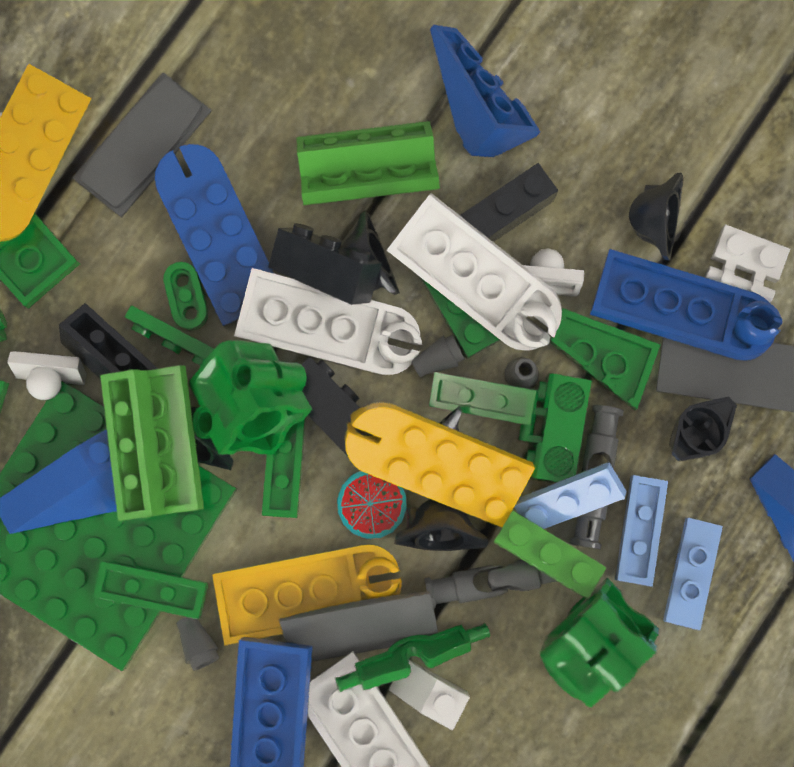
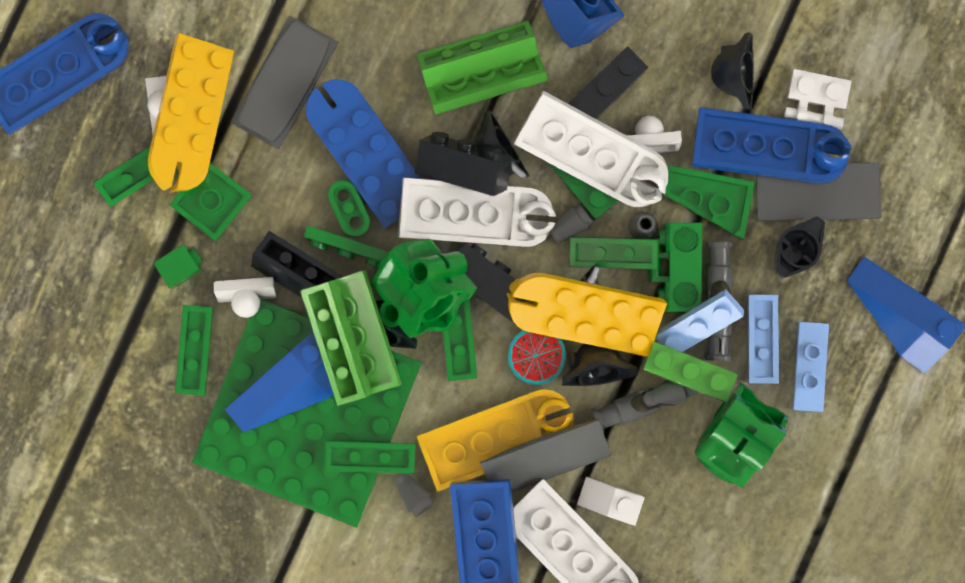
camera: 15 degrees left, 5 degrees up
(394, 663) = (579, 480): green piece -> none

